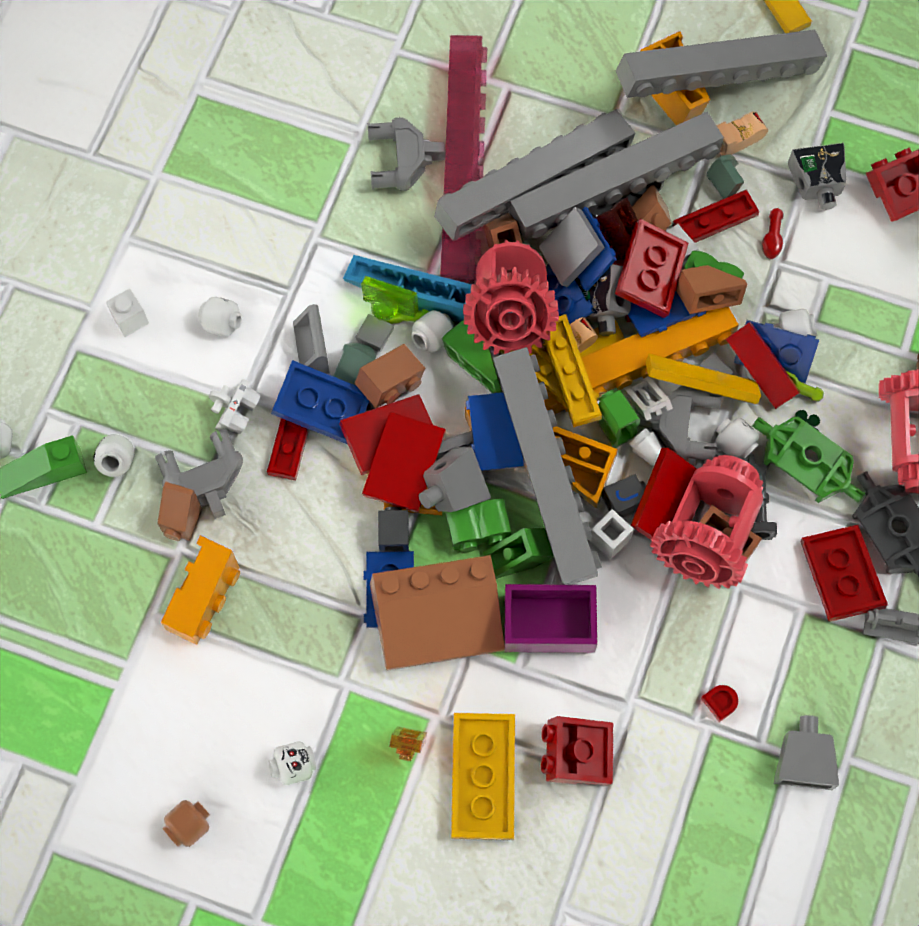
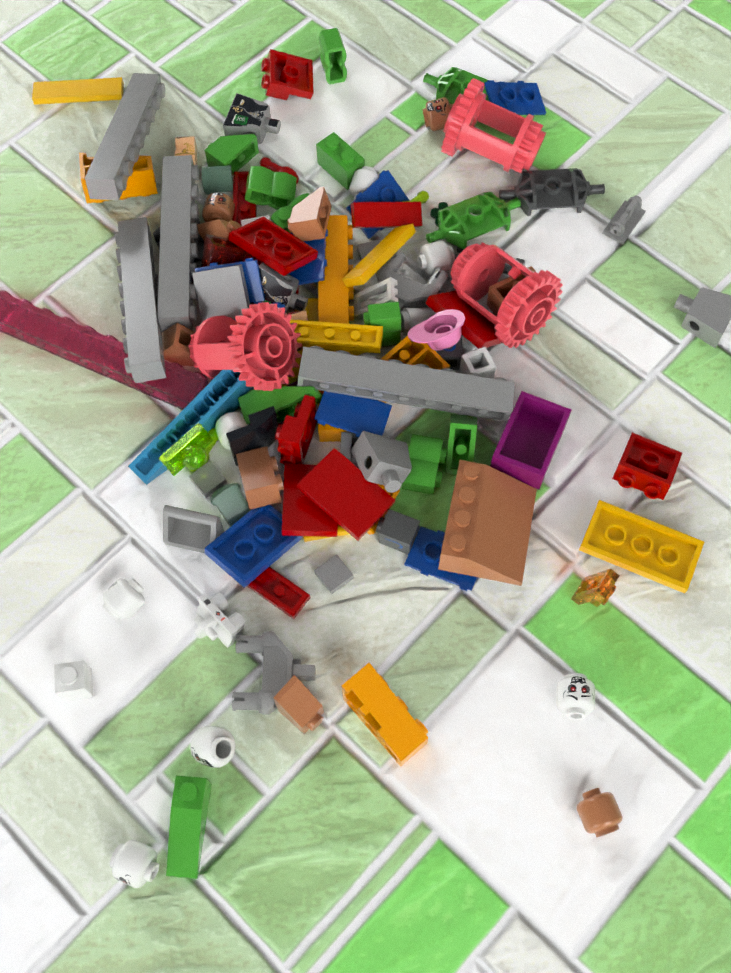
camera: 65 degrees left, 5 degrees down
(326, 490) = (334, 574): none -> light grey tile
(412, 153) = (58, 385): light grey connector -> none
(434, 354) = (256, 435): none -> black slope
(446, 392) = (297, 432): none -> red plate
(624, 472) = (440, 330): none -> bright pink piece
(686, 196) = (218, 206): none -> nougat head
(721, 701) = (640, 354): red tile -> none
(739, 234) = (270, 187): none -> bright green brick
(767, 175) = (232, 151): none -> bright green slope
(815, 285) = (338, 159): none -> bright green brick
(843, 573) = (571, 235): red tile -> none

